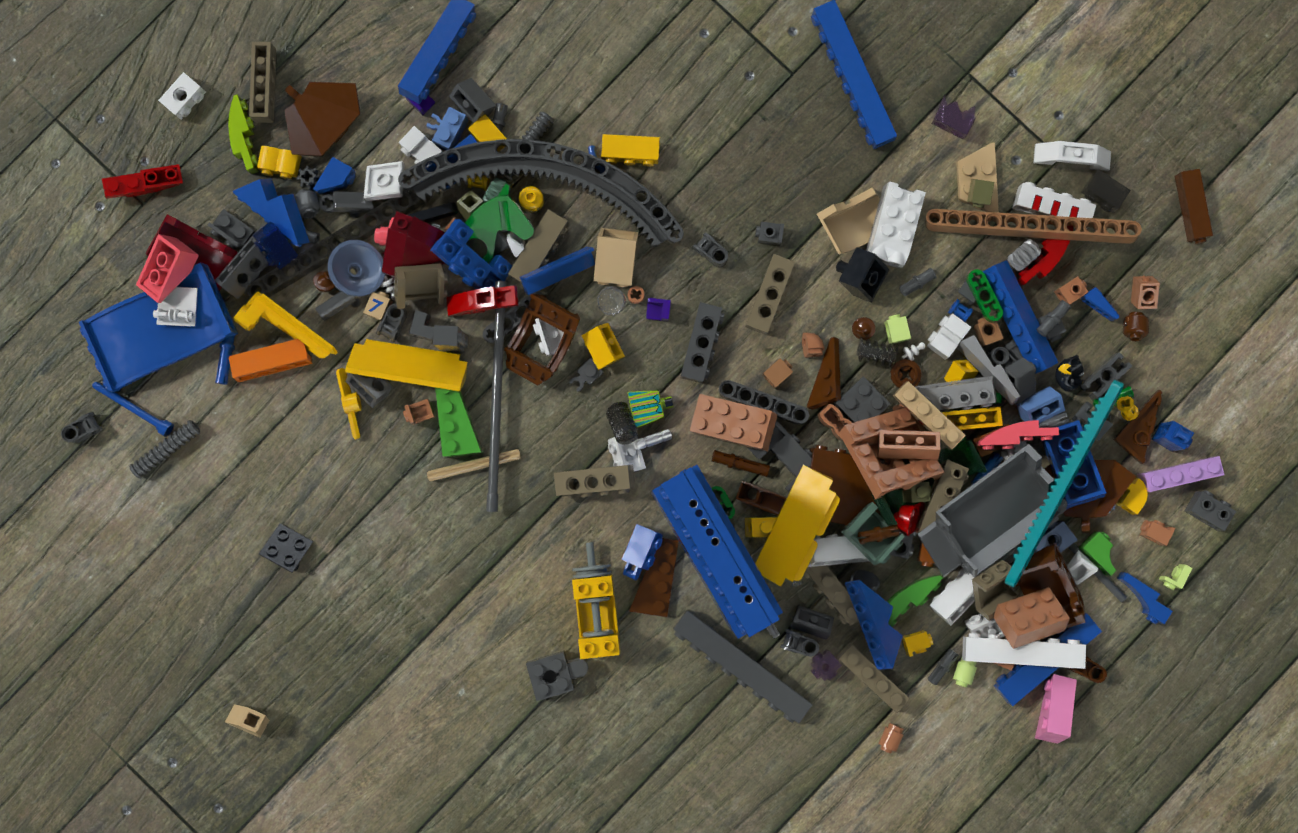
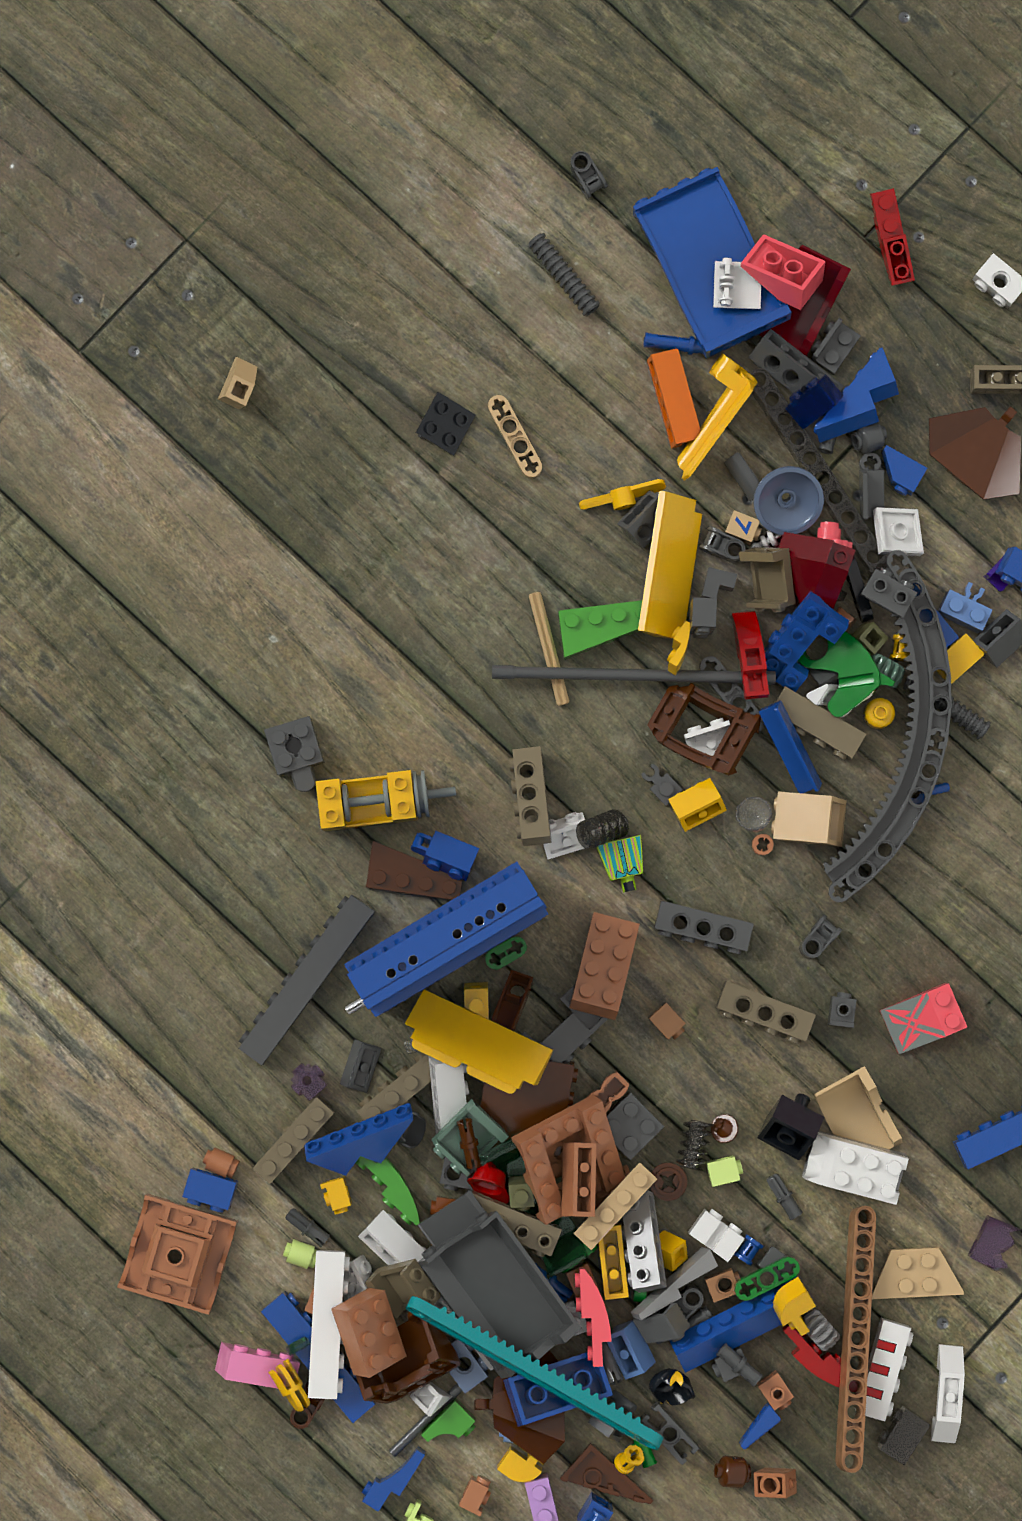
camera: 90 degrees right, 0 degrees up
(163, 427) = (591, 271): blue piece -> none
(239, 129) = (962, 353): lime slope -> none
(278, 161) = (920, 401): yellow brick -> none
(298, 489) = (518, 435): none -> tan beam
(305, 175) = (904, 434): dark grey gear -> none
(323, 282) = (772, 459): reddish brown hat -> none
(418, 146) = (941, 574): white brick -> none
(418, 412) = (613, 580): nougat bracket -> none
(433, 186) = (889, 593): none -> dark grey brick
(471, 357) = (680, 644): none -> yellow slope
(499, 116) = (982, 672): dark grey pin -> none
(630, 149) = (944, 835): yellow brick -> none
(653, 439) = (582, 868): white axle -> none
(658, 309) = (744, 872): dark purple panel -> none
(731, 460) = (555, 974): reddish brown pin -> none
(773, 401) = (639, 995): dark grey beam -> none
(776, 168) = (923, 1018): none -> coral slope
(798, 643) = (335, 1048): dark grey piece -> none
(812, 345) = (702, 1064): nougat piece -> none
(827, 384) = (657, 1083): reddish brown wing -> none
(913, 747) = (209, 1189): none -> blue brick
(914, 350) = (698, 1192): white hair -> none
(980, 192) = (897, 1274): olive brick -> none
(982, 757) = (197, 1276): none -> nougat piece
(1006, 275) = (792, 1302): none -> yellow brick
(1041, 676) = (298, 1345): none -> tile
(1074, 682) = (290, 1385): none -> yellow arm

